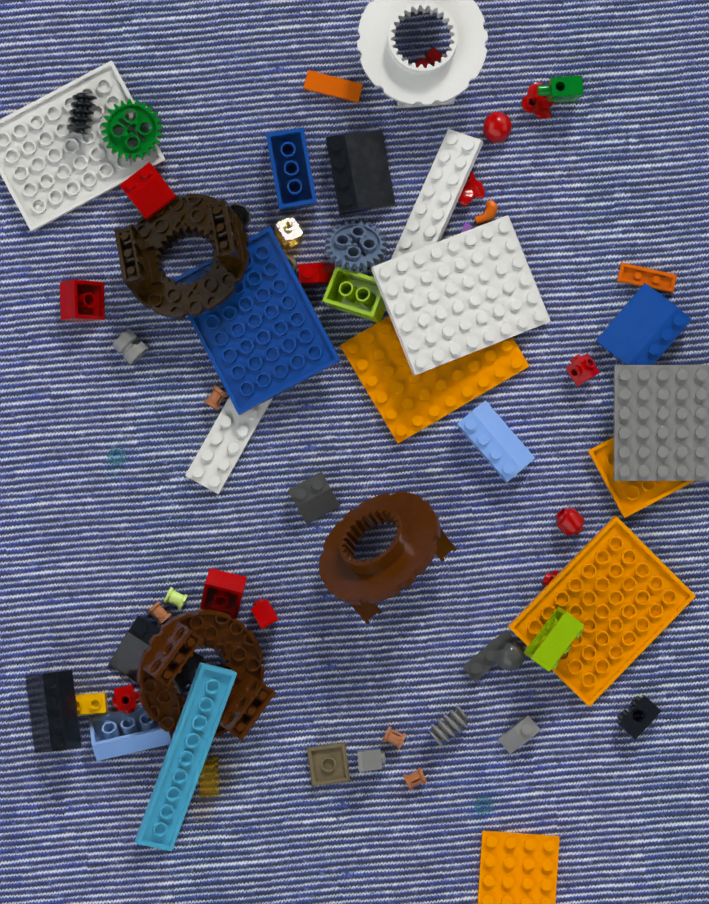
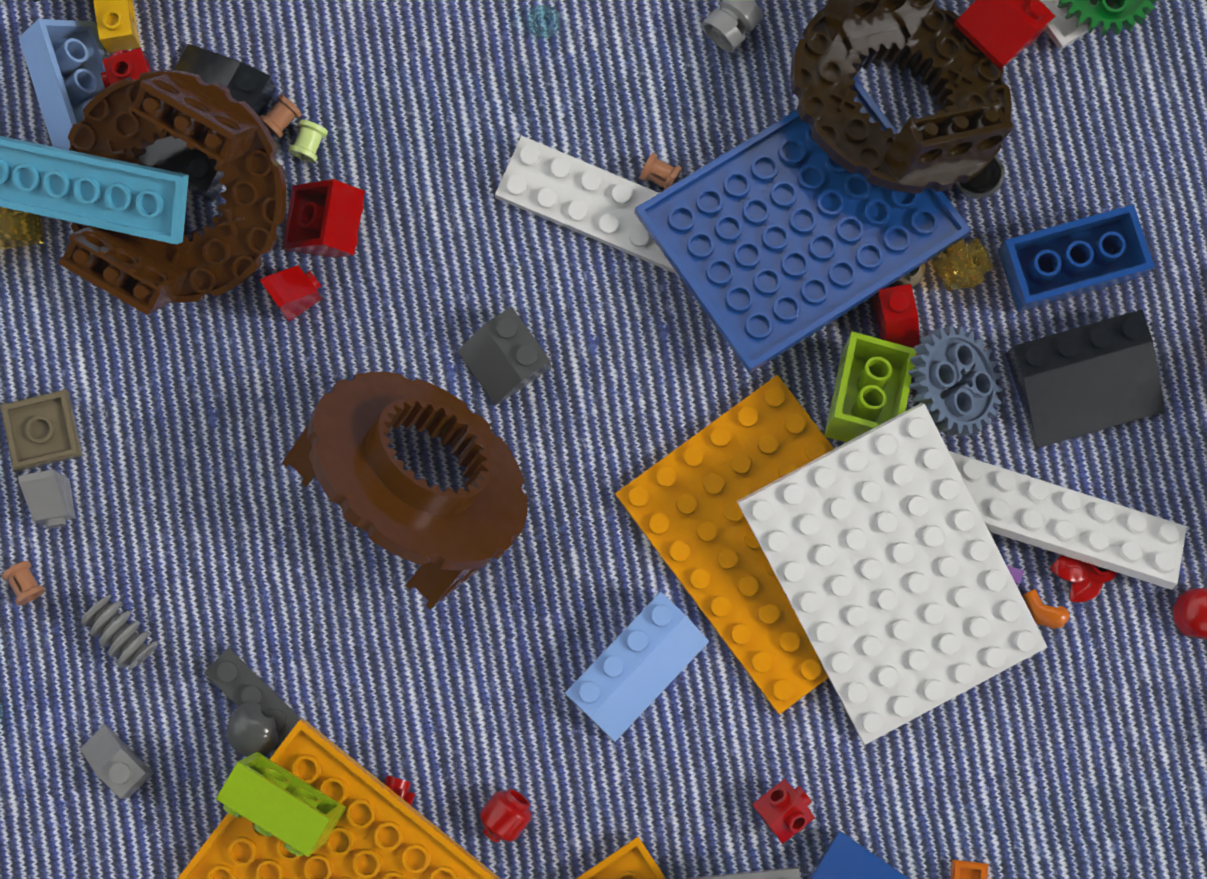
camera: 80 degrees right, 5 degrees down
(394, 737) = (93, 538): nougat bush -> none

